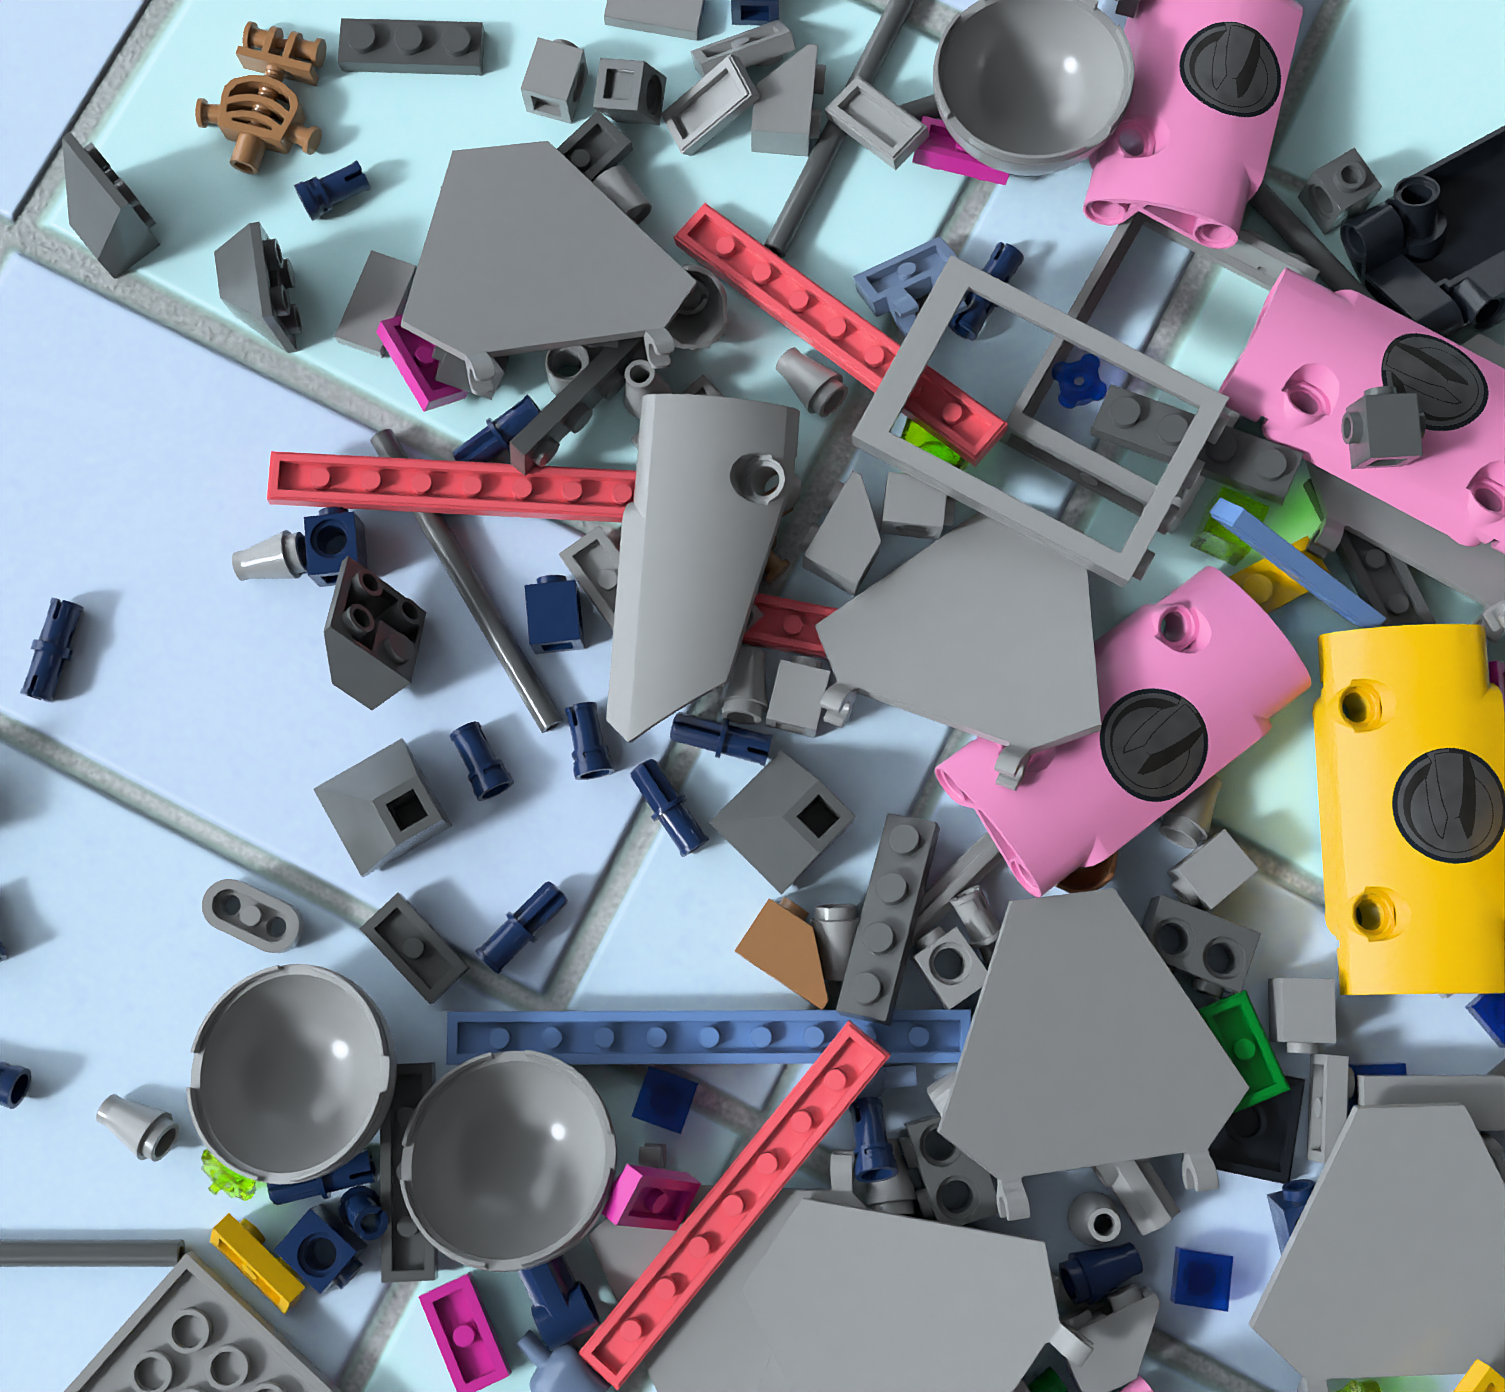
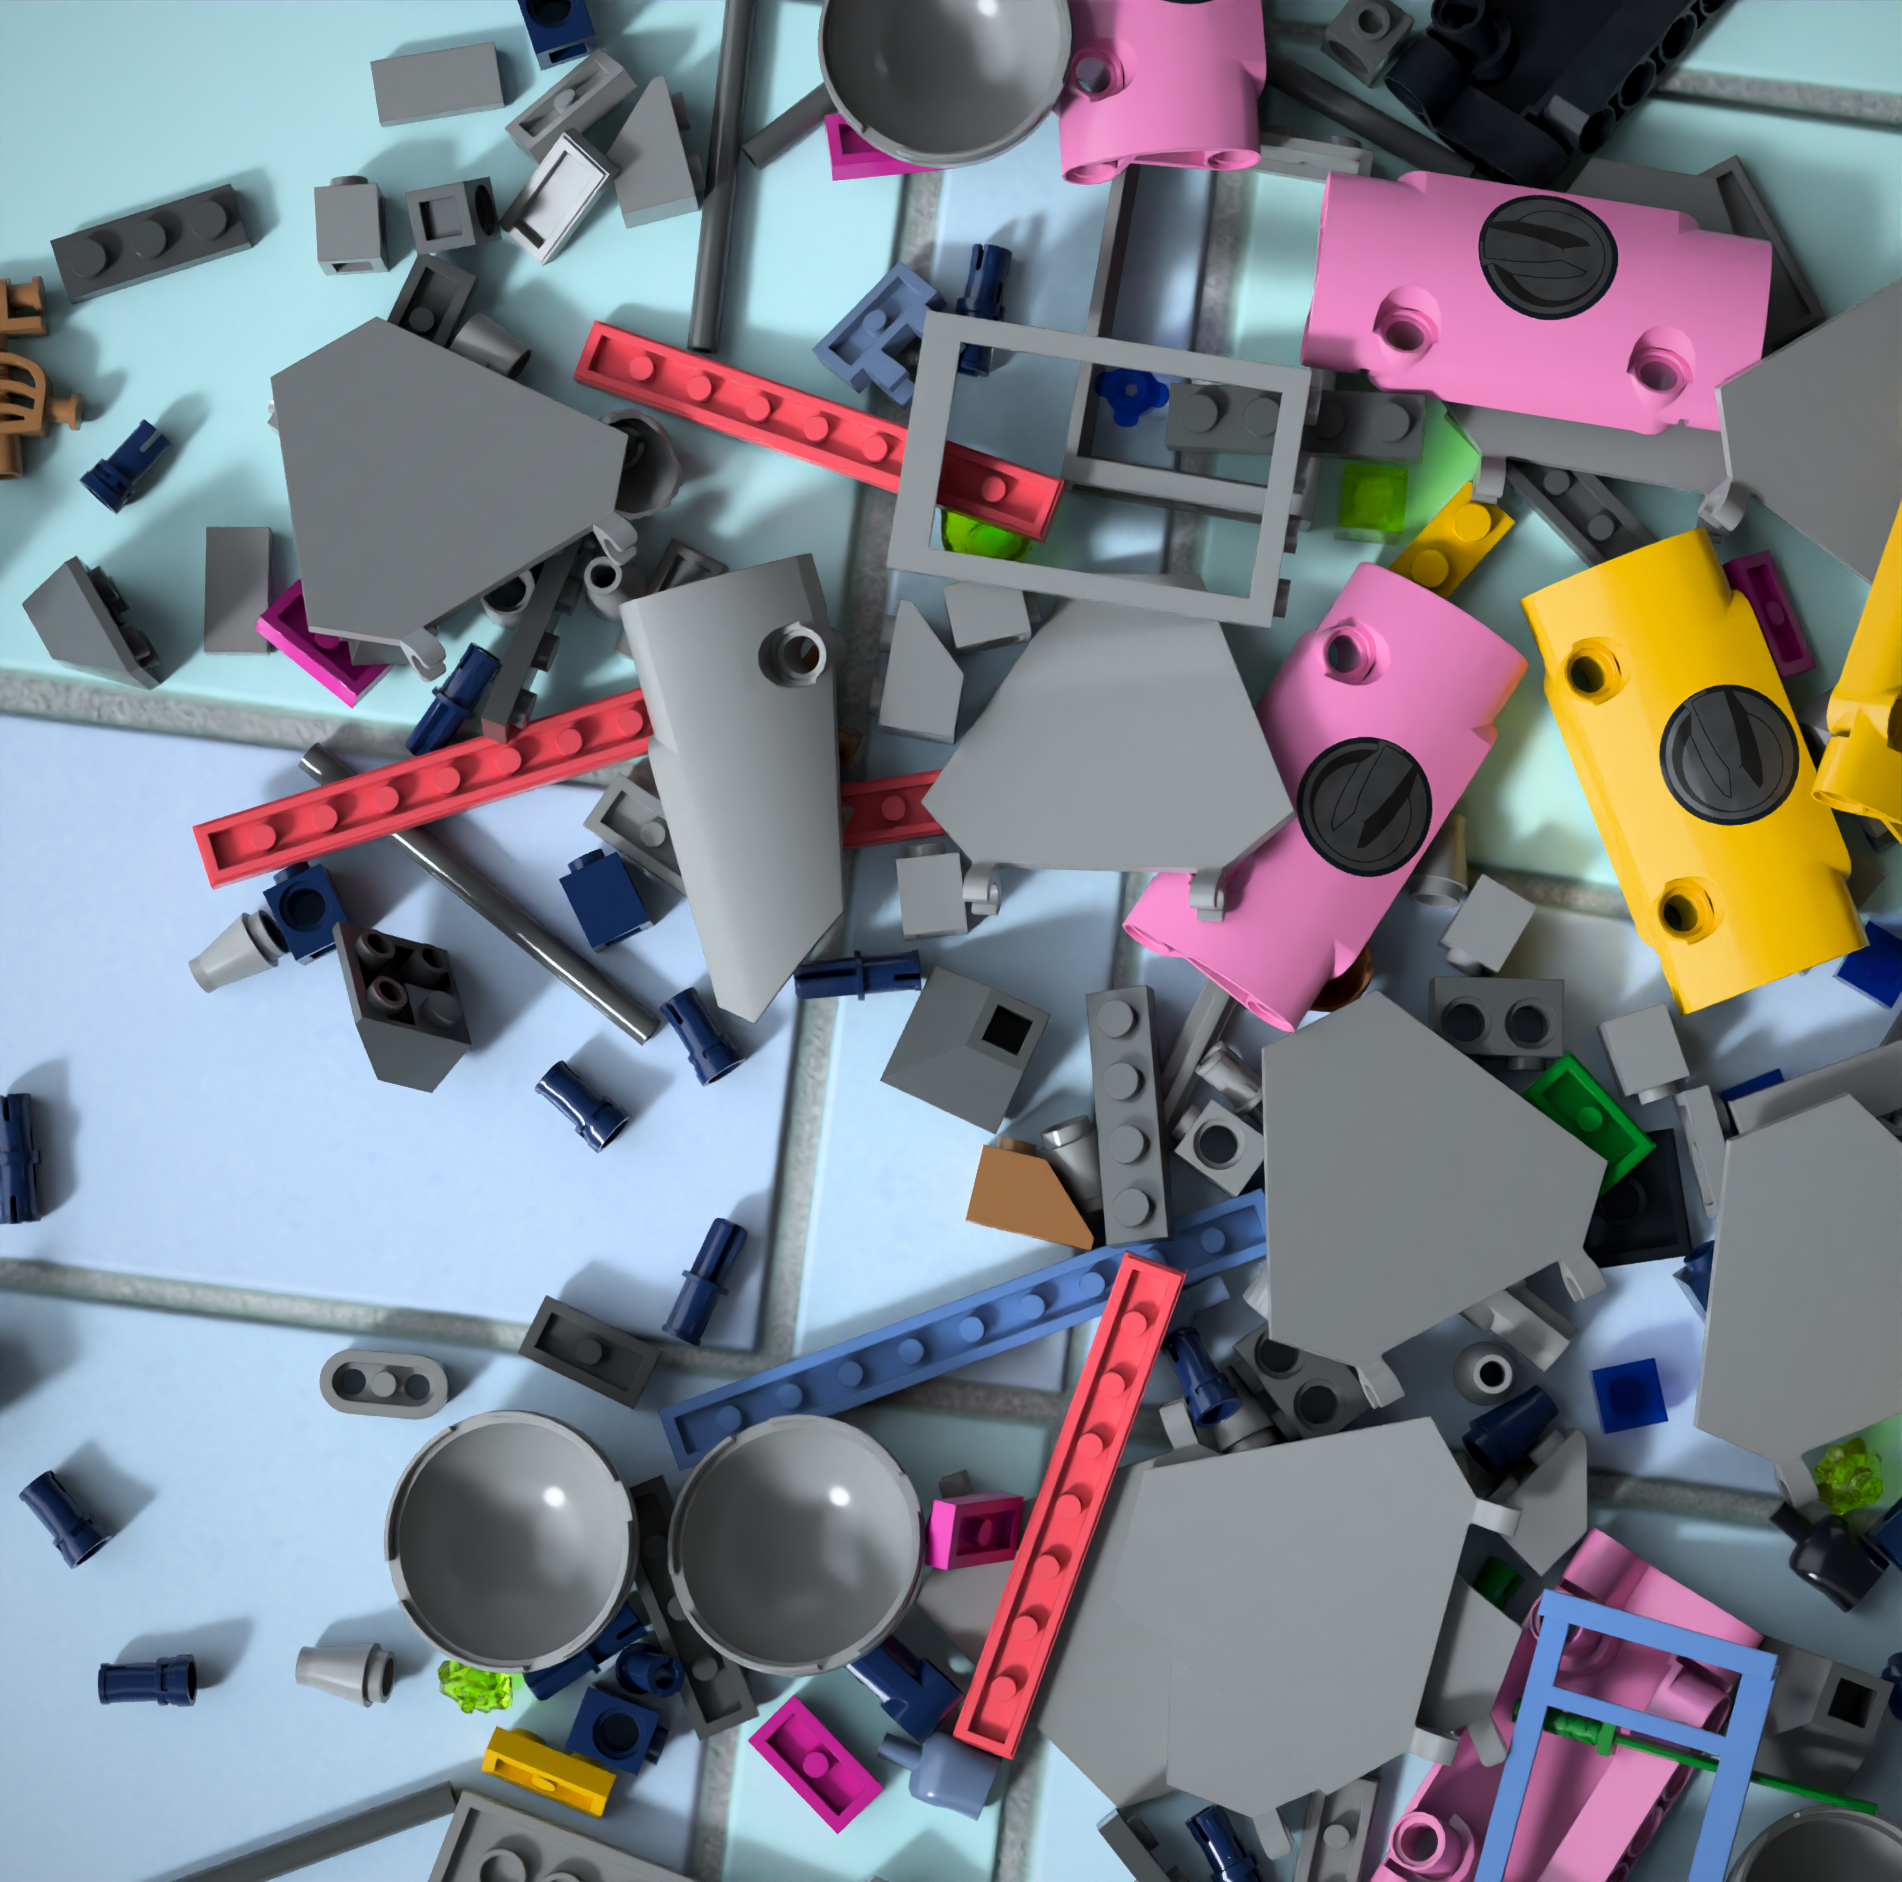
camera: 20 degrees left, 5 degrees up
(382, 807) = (487, 1202): slope -> none
(665, 1099) = (946, 1418): clear blue plate -> none
(668, 807) = (825, 1079): dark blue axle -> none
(746, 693) = (870, 913): light grey cone -> none
(812, 382) = (810, 502): light grey cone -> none
(876, 122) = (772, 149): light grey tile -> none
(1295, 564) = (1462, 531): medium blue tile -> none
(1383, 429) = (1503, 343): dark grey brick -> none

